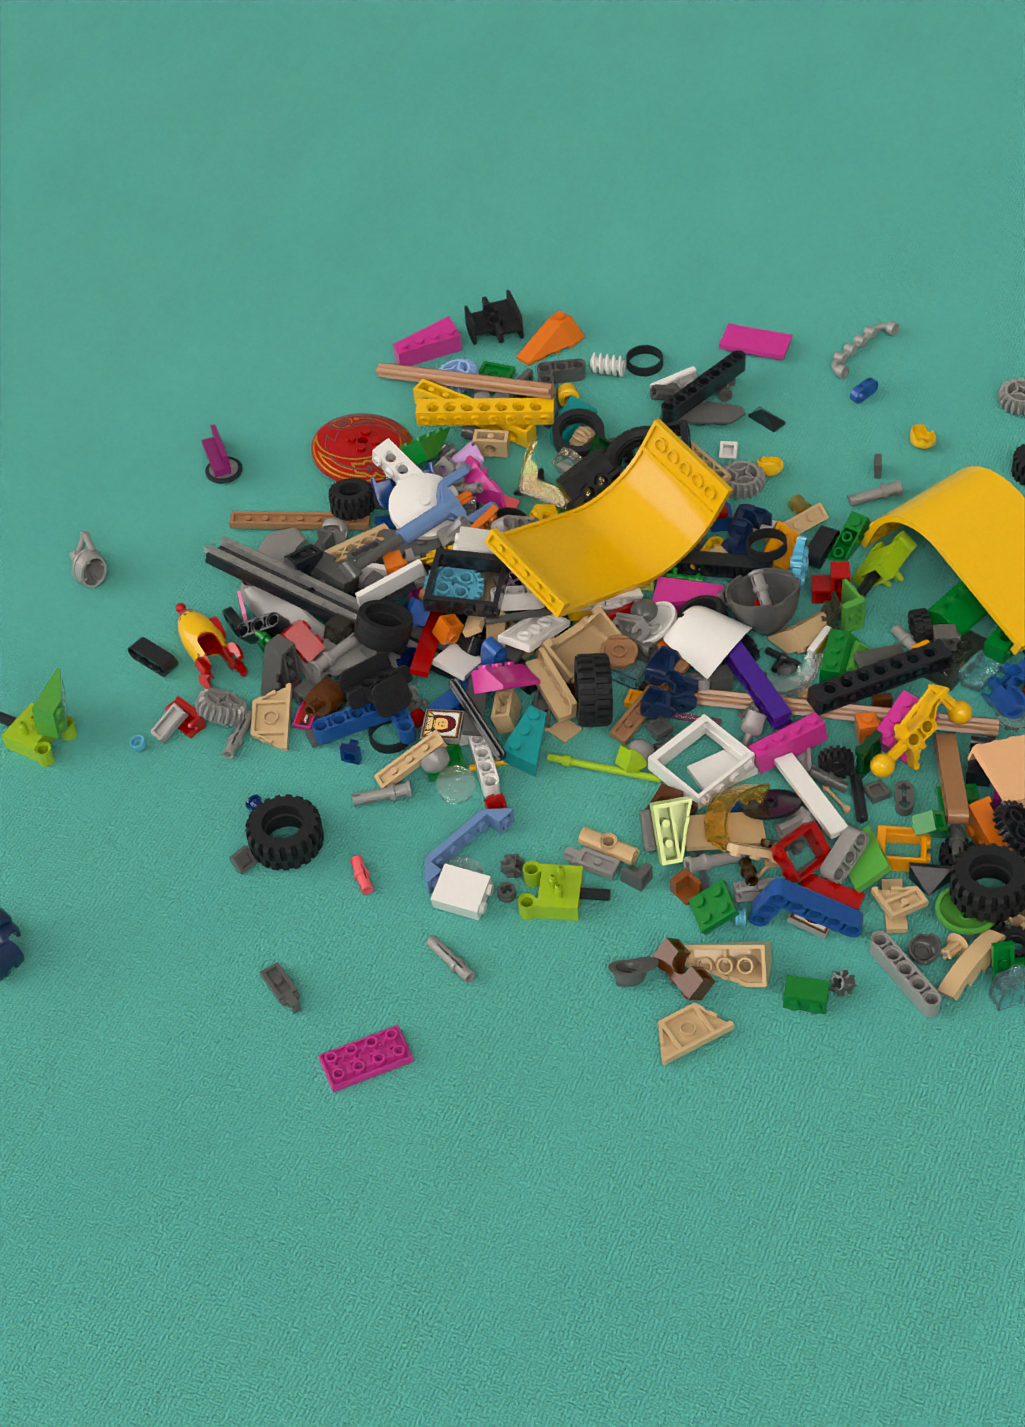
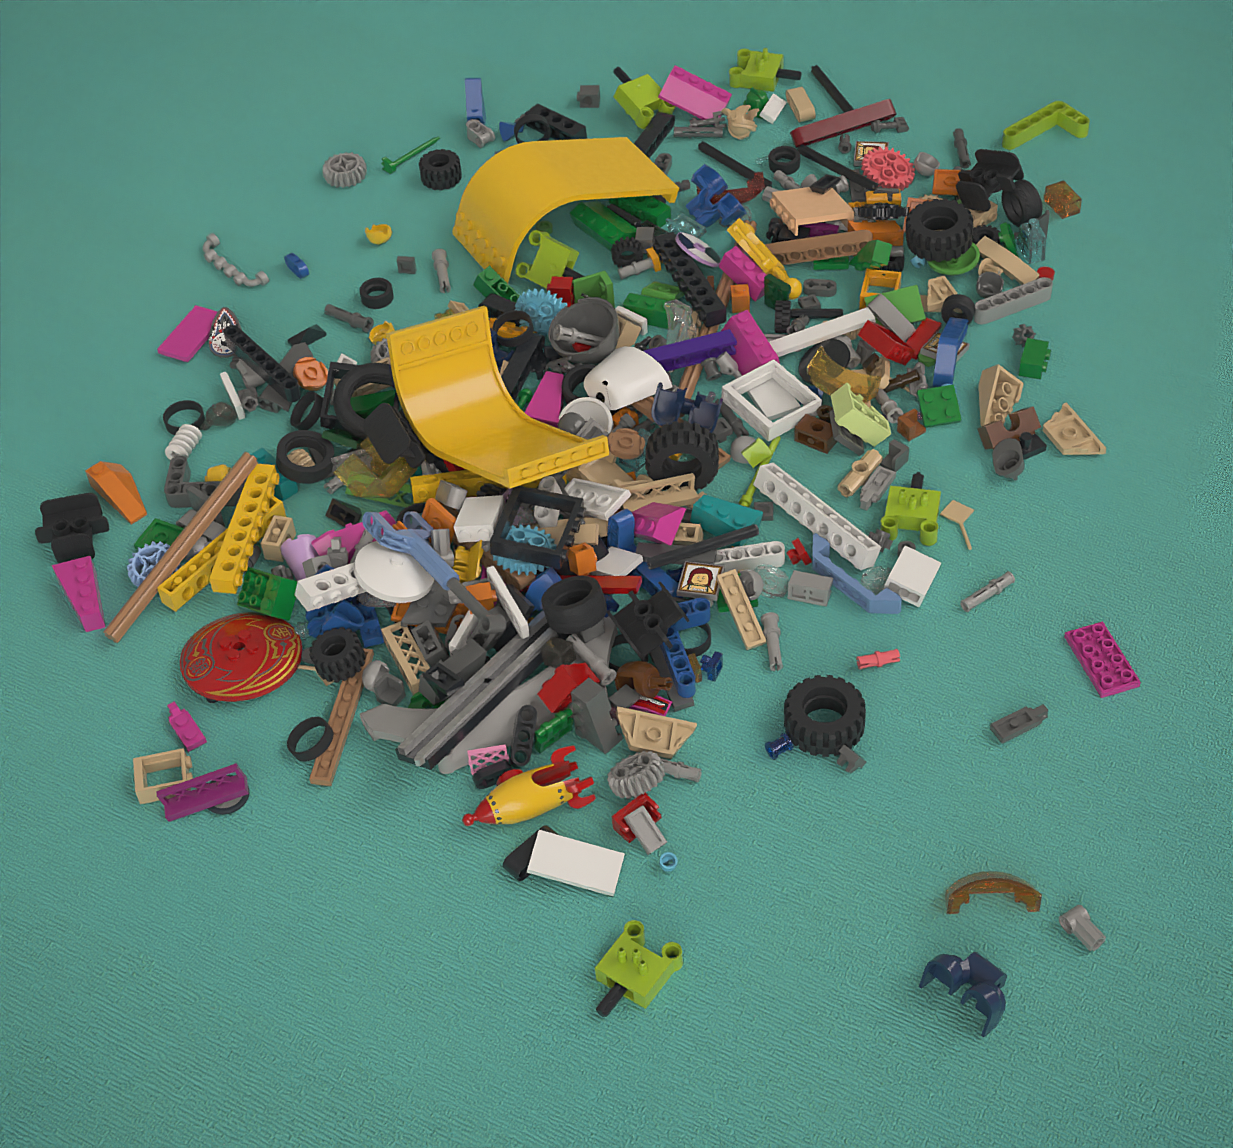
camera: 85 degrees left, 0 degrees up
(51, 708) = (624, 923): bright green slope -> none
(53, 1031) = (1078, 922): none -> light grey piece
(88, 564) = (368, 922): light grey piece -> none
(100, 972) = (991, 883): none -> clear orange windscreen
(136, 681) = (575, 863): none -> white tile
(244, 417) = (159, 762): none -> tan window
(274, 509) = (317, 749): none -> black tyre
(292, 433) = (185, 727): none -> dark pink hinge
(346, 736) = (696, 667): none -> clear orange tile
(449, 815) = (809, 588): none -> light grey hinge
(538, 811) = (817, 516): none -> white brick
(556, 776) = (766, 508): none -> dark grey tile
(563, 934) = (958, 513): none -> tan piece
(644, 378) = (219, 415): none -> clear smoke hat
(664, 991) = (1031, 445): none -> black tile
(706, 426) = (310, 373): none -> orange tile
(760, 359) = (216, 337): none -> shield
(792, 444) = (354, 319): none -> dark grey pin
(833, 443) = (379, 301): none -> black tyre
(870, 916) = (960, 302): none -> black tyre
(872, 656) = (660, 280): dark grey tile -> none
(929, 876) = (911, 276): black slope -> none
(934, 666) = (698, 249): none -> piece
(965, 1009) = (1046, 272): none -> red tile
(982, 625) = (625, 215): none -> black axle

